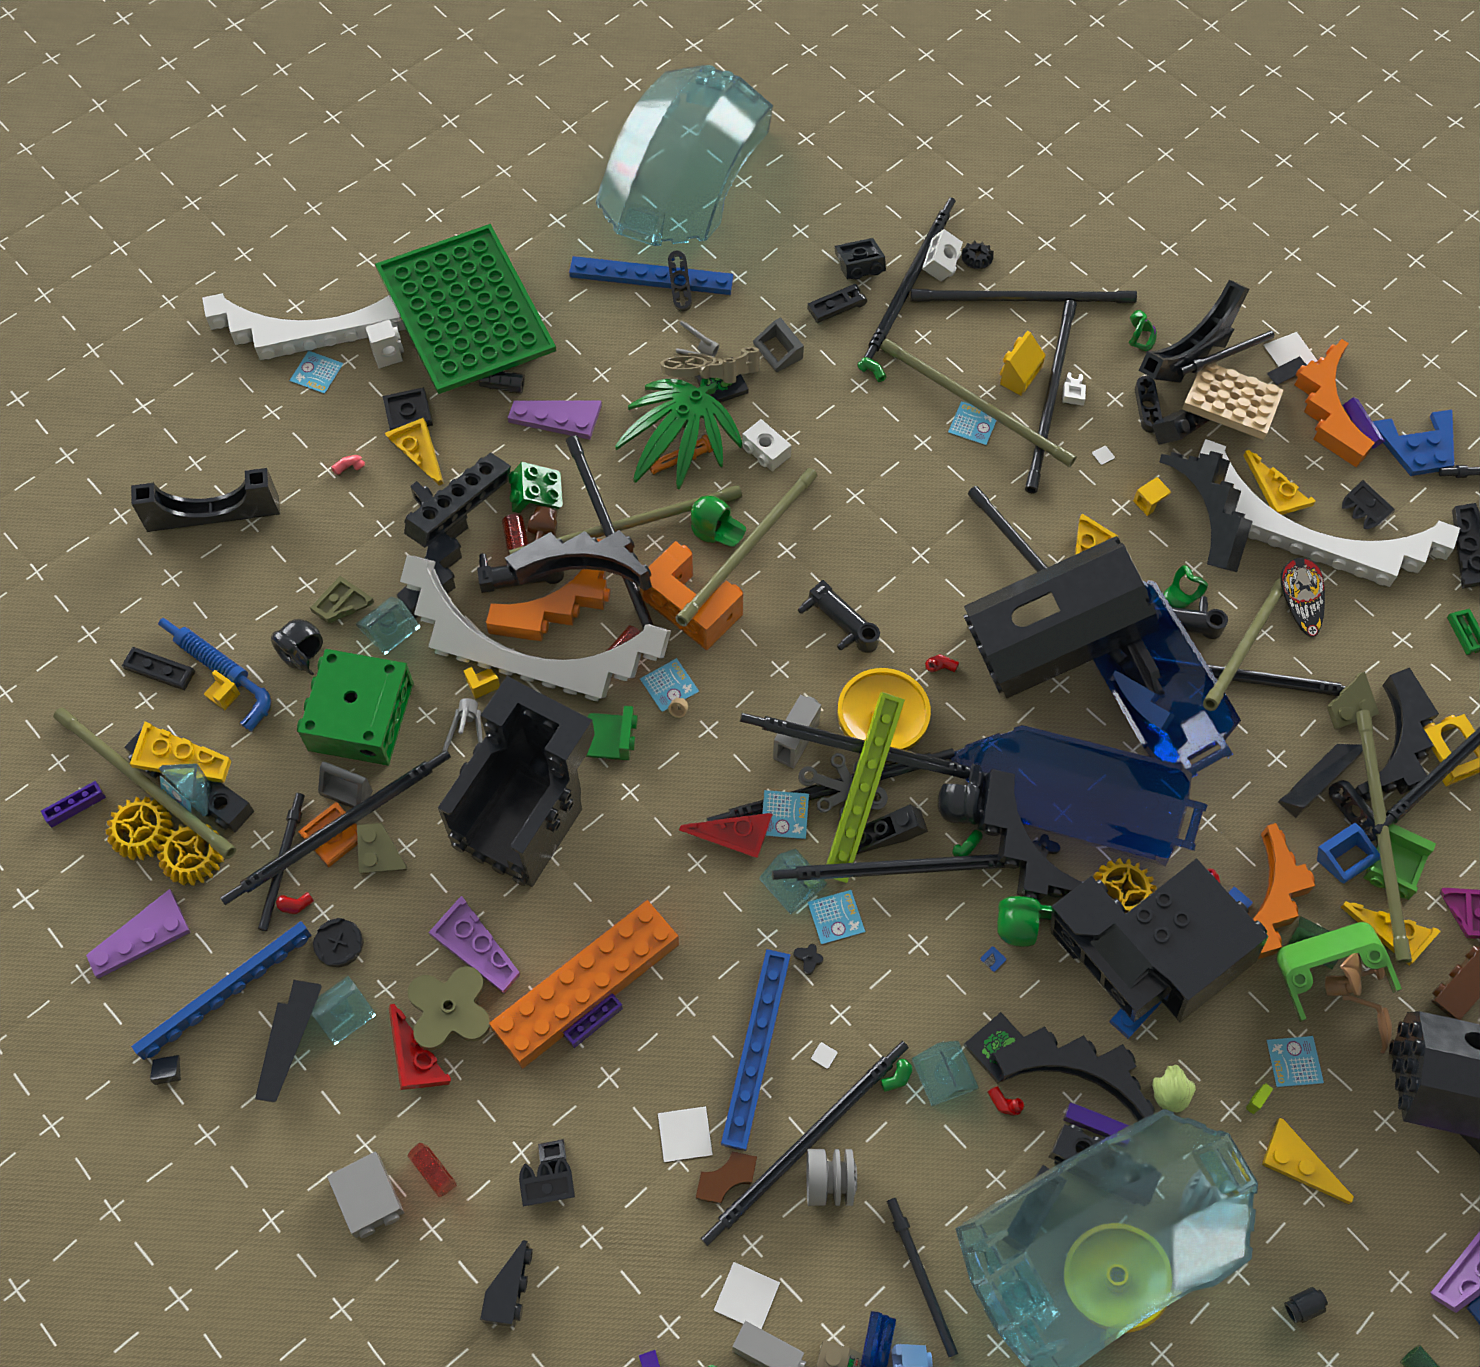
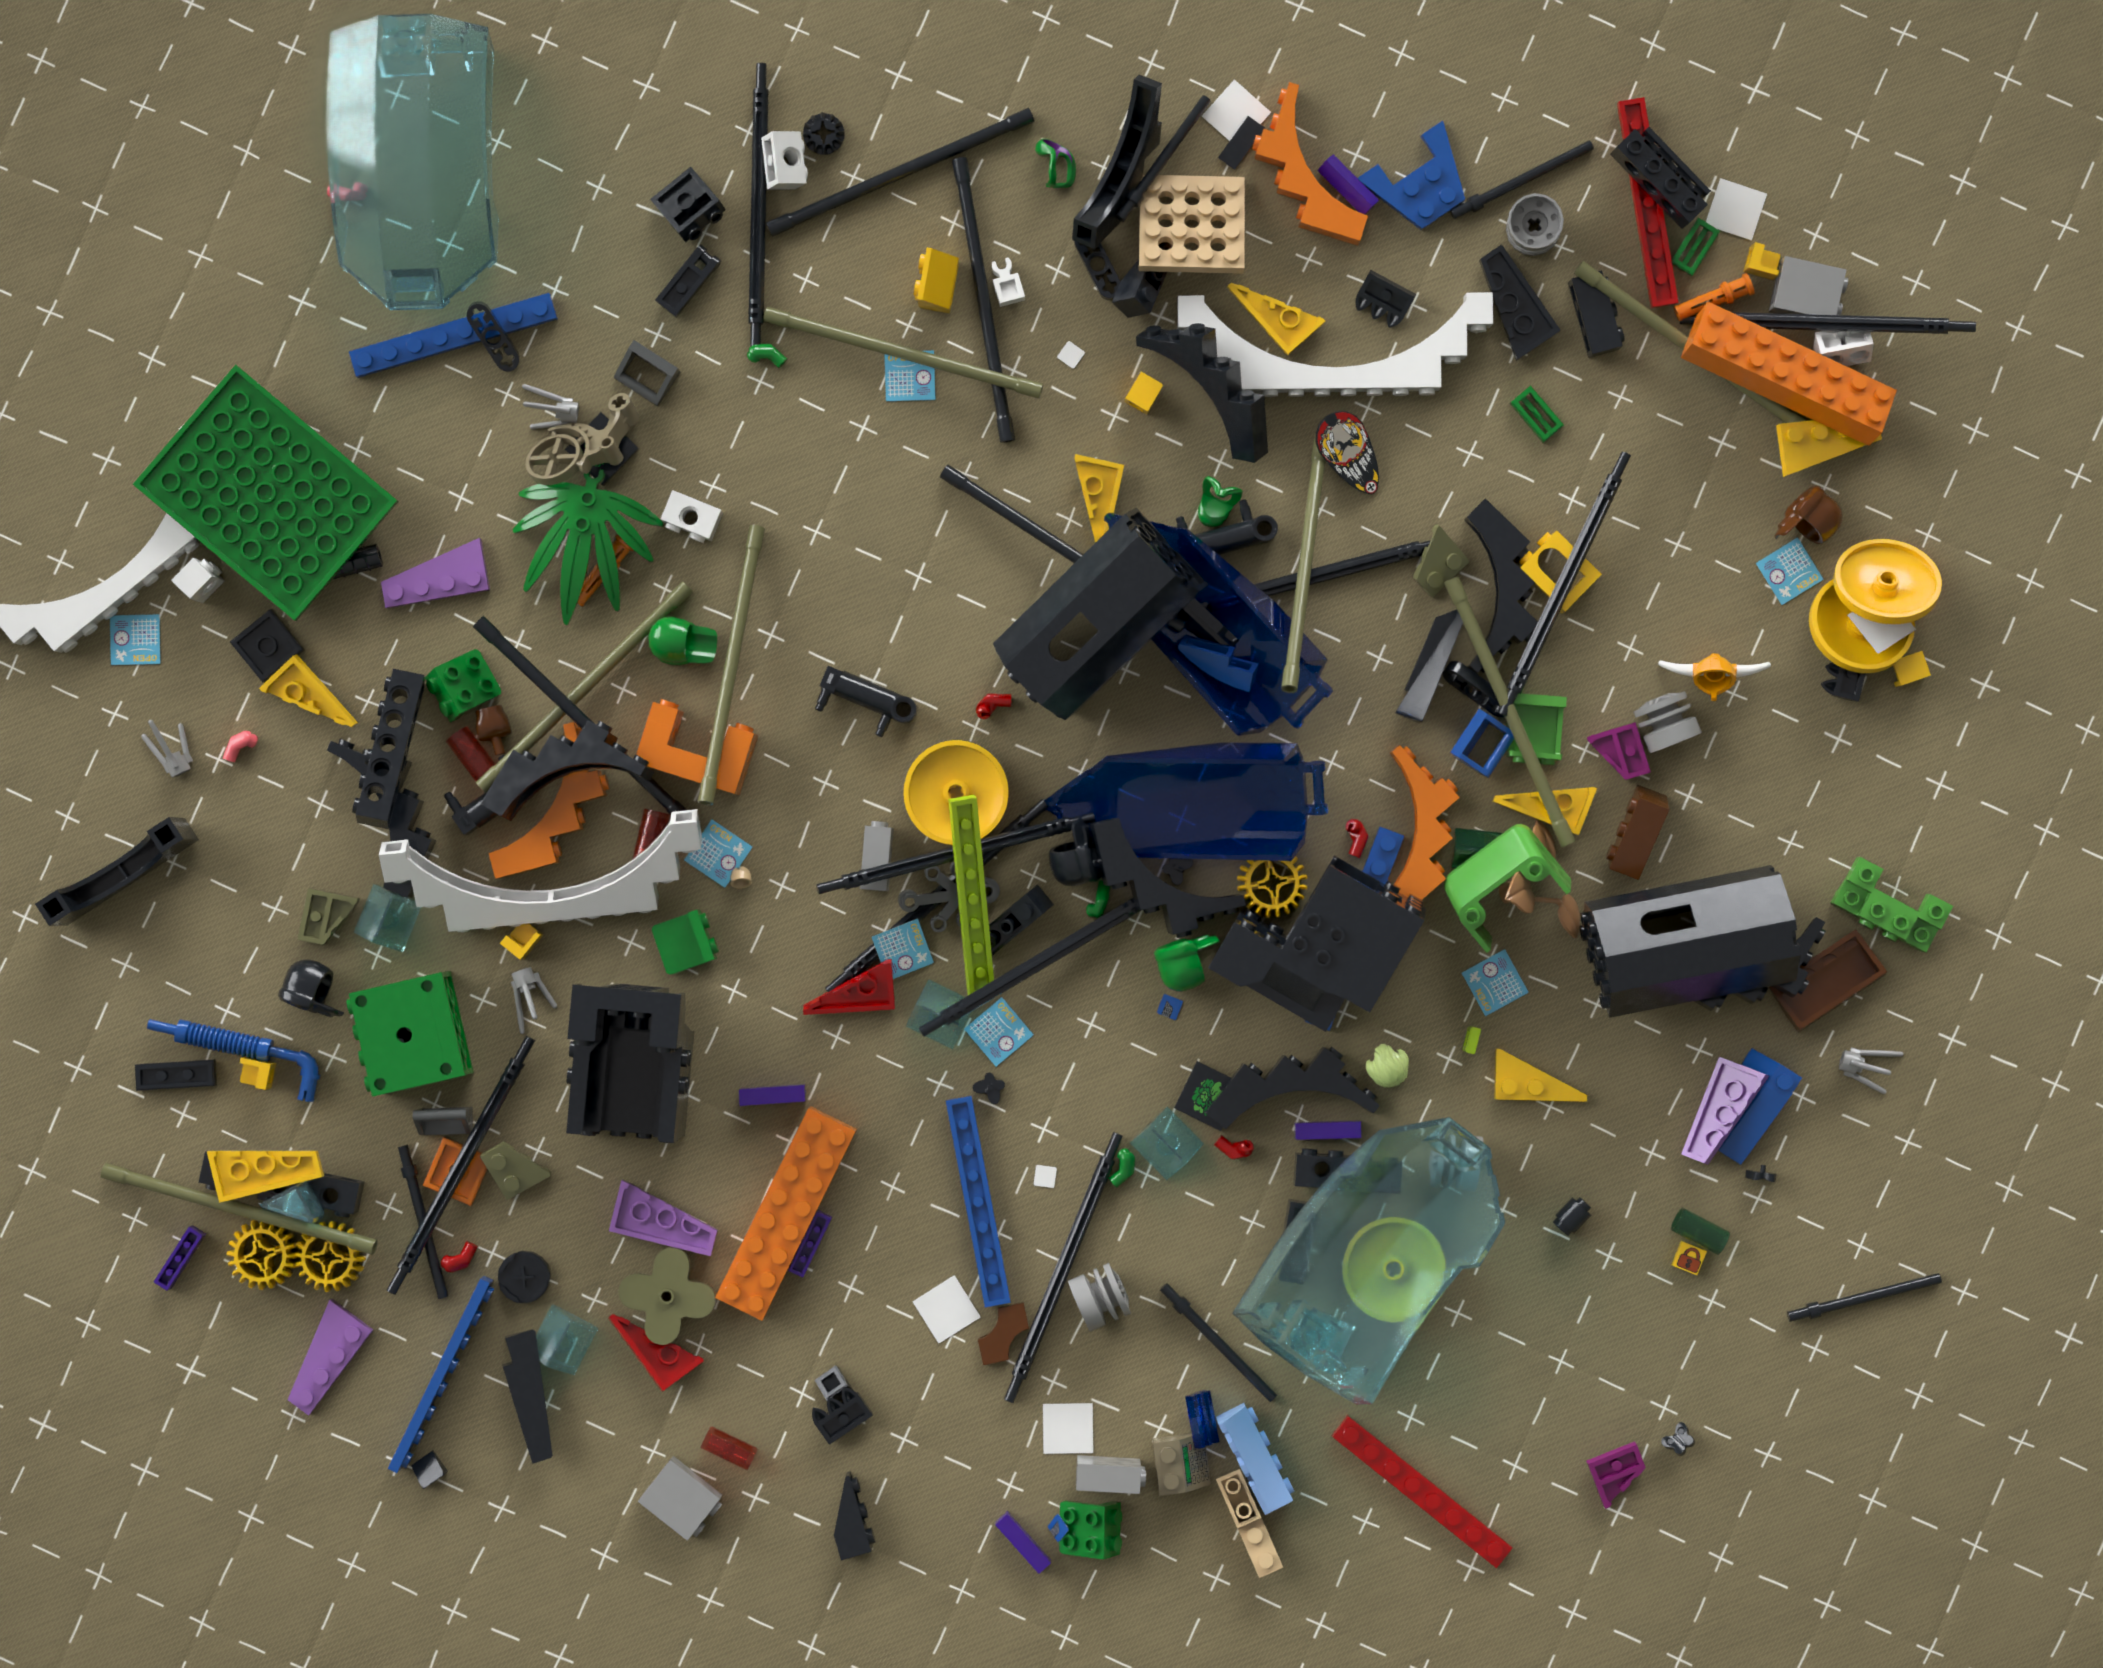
camera: 25 degrees left, 25 degrees up
(295, 456) = (173, 762): none -> light grey plant
(621, 883) = (772, 1095): none -> dark purple piece

